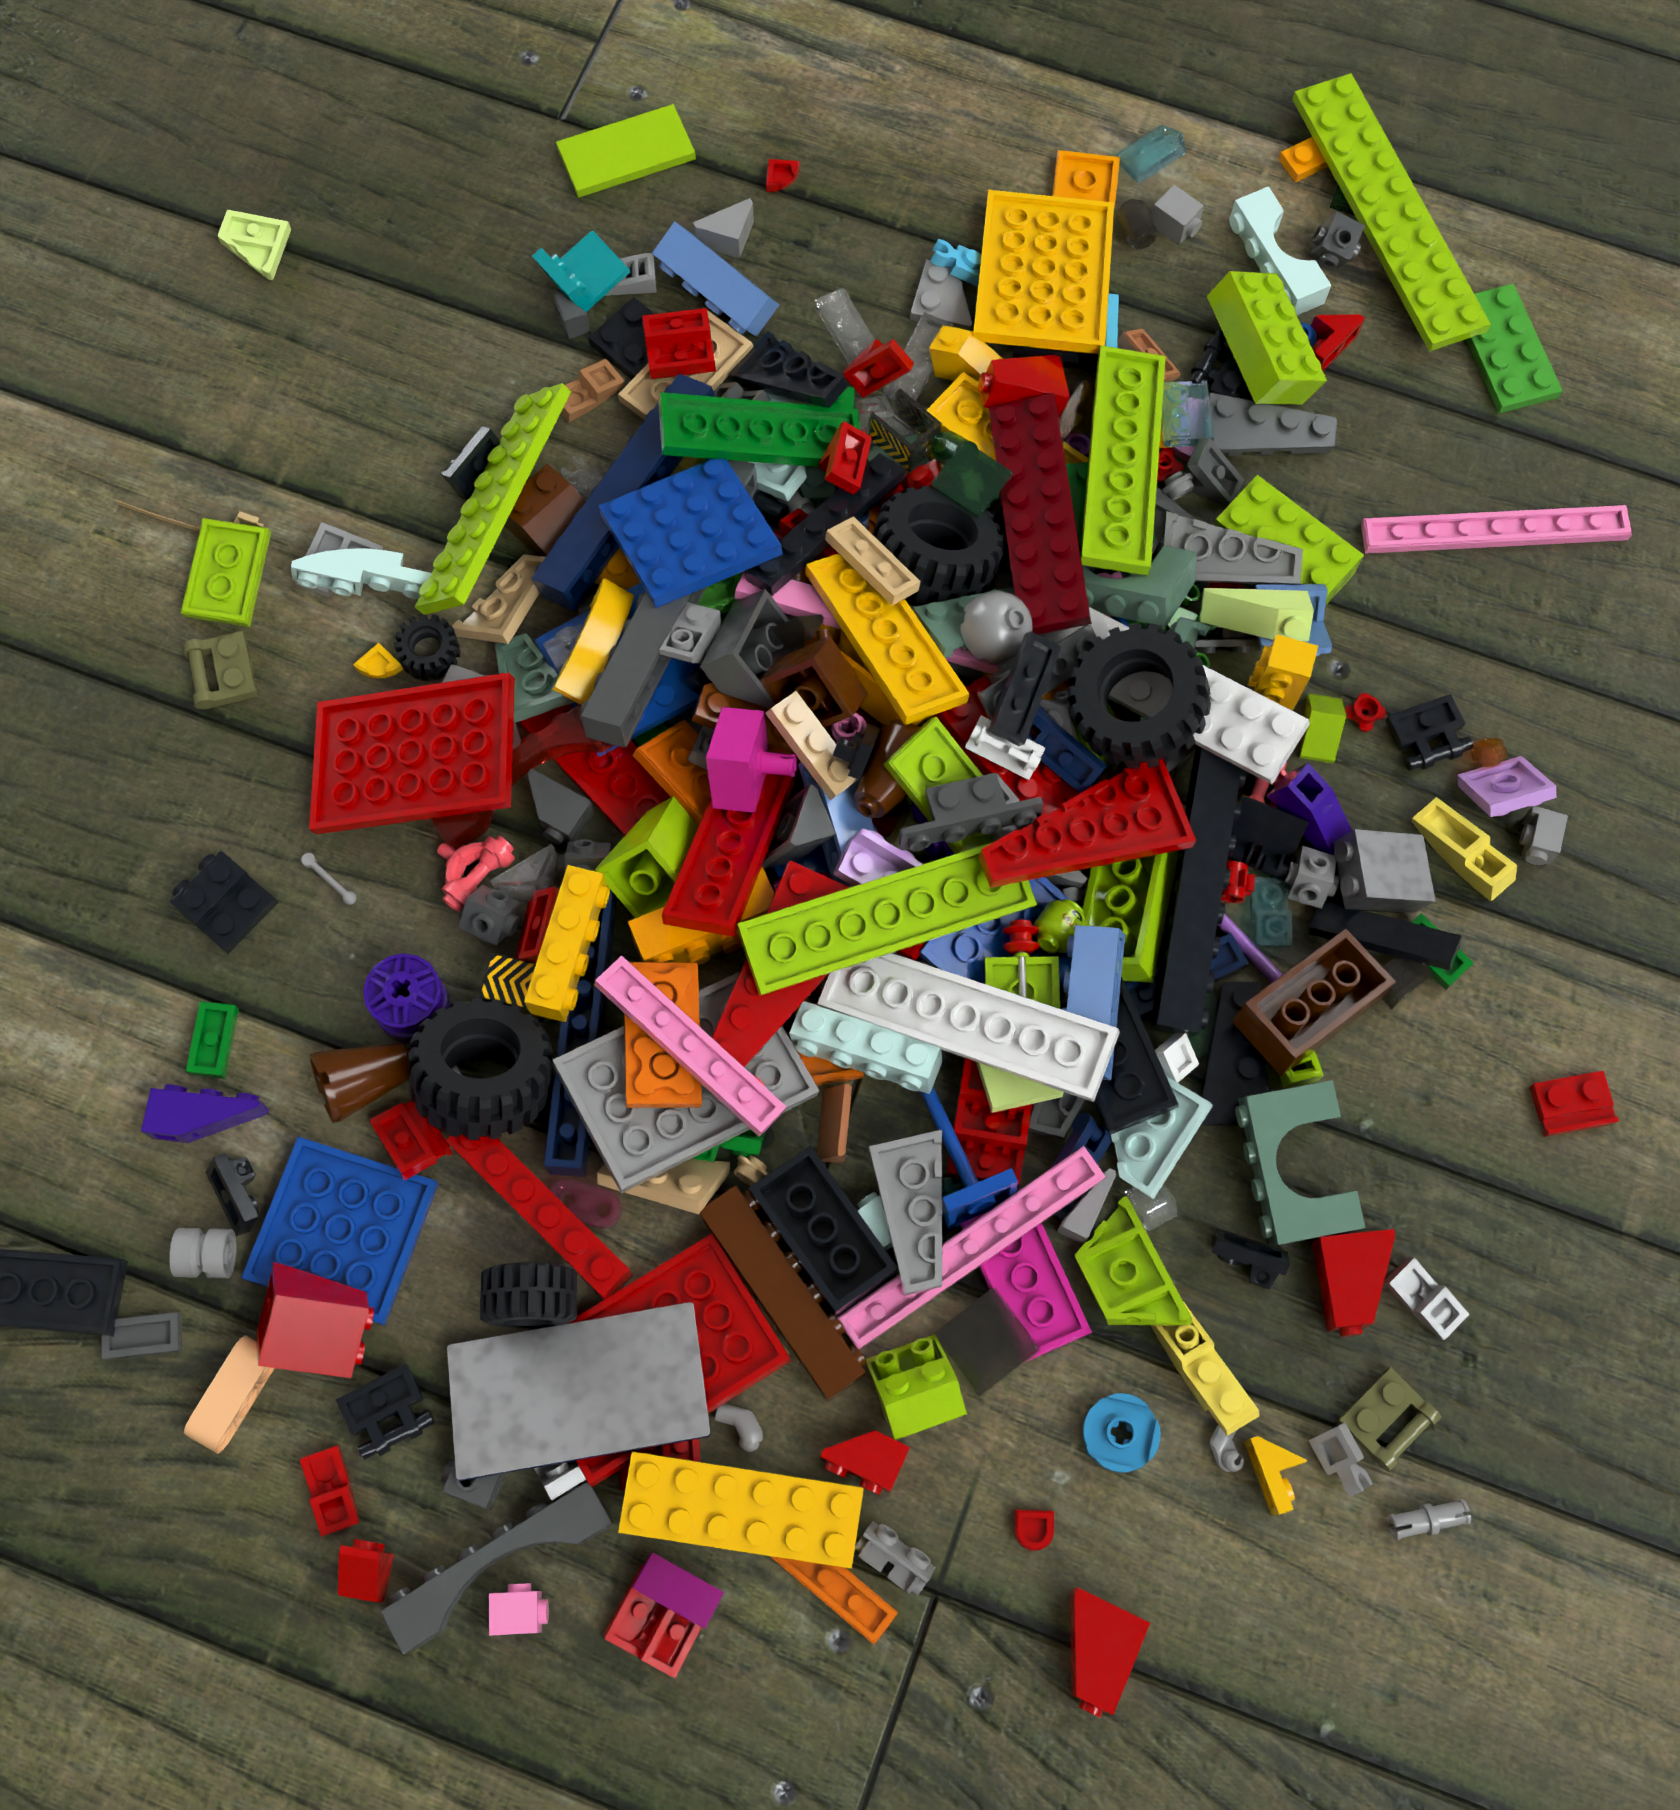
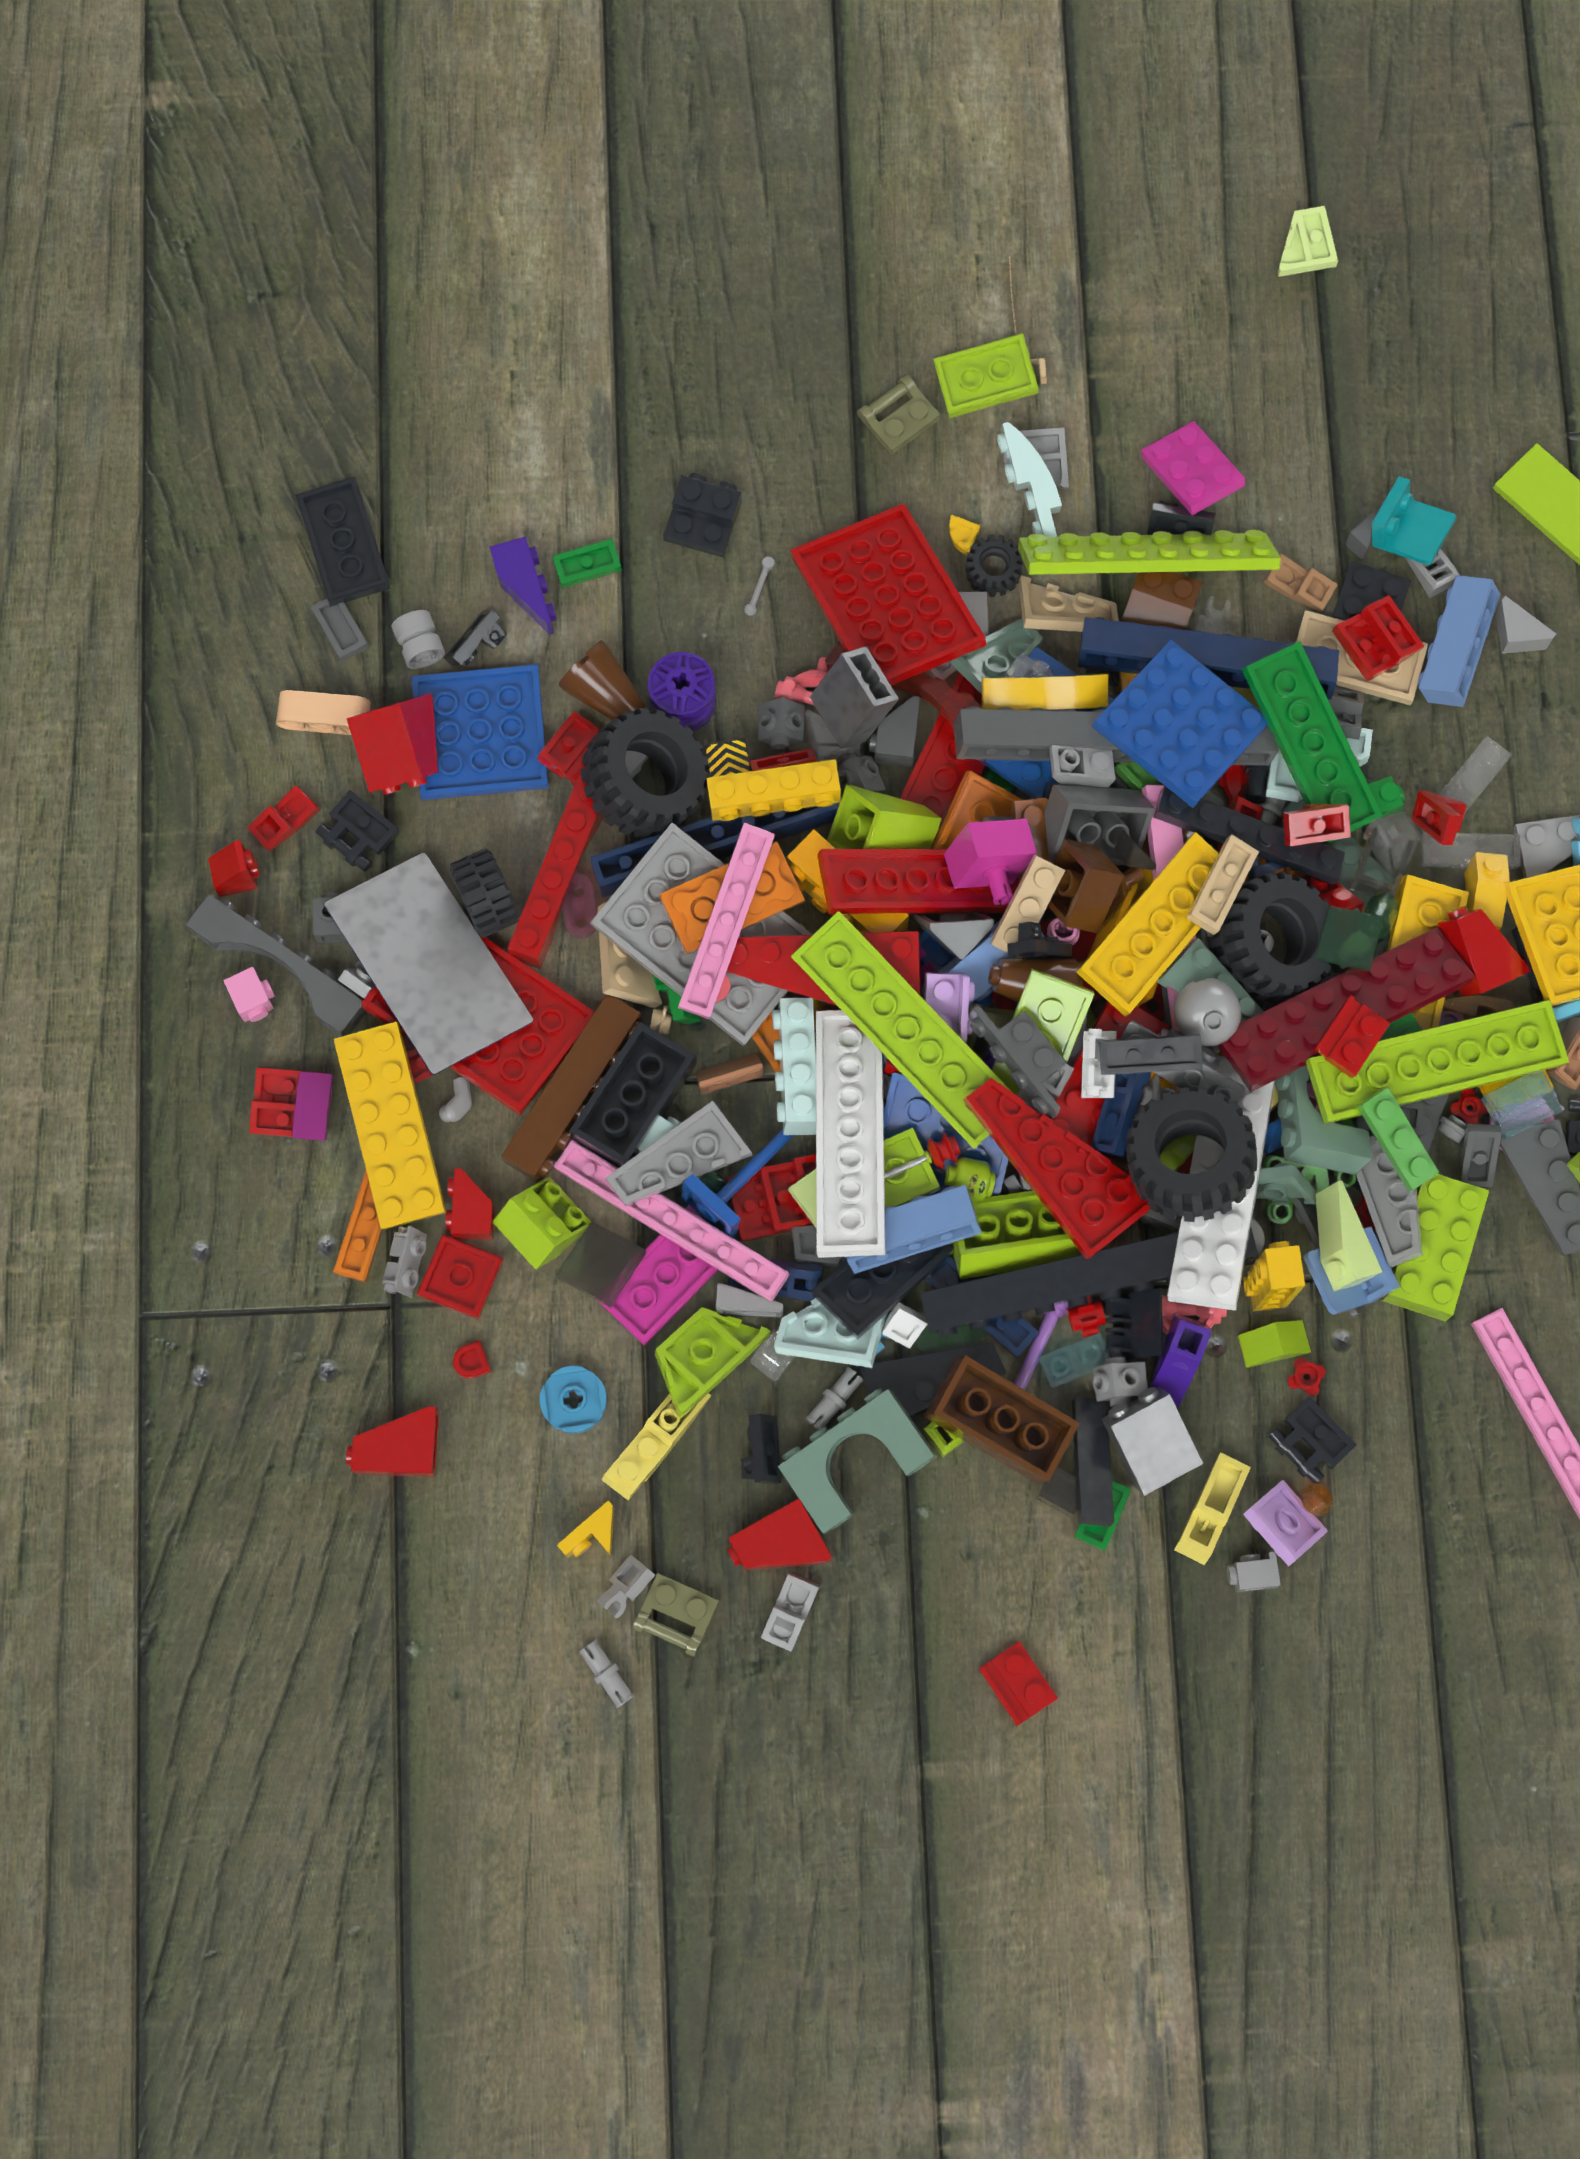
camera: 70 degrees right, 5 degrees up
(425, 427) = (1193, 468): none -> dark pink plate
(508, 821) = (854, 697): none -> flat silver brick
(789, 374) = (1391, 742): black wing -> none
(936, 1502) = (460, 1277): none -> red tile
(1076, 511) = (1351, 1036): none -> red plate
(1188, 518) = (1397, 1139): none -> bright green plate
(1222, 1161) = (834, 1399): none -> light grey pin
(1225, 1451) = (593, 1490): light grey arm -> none

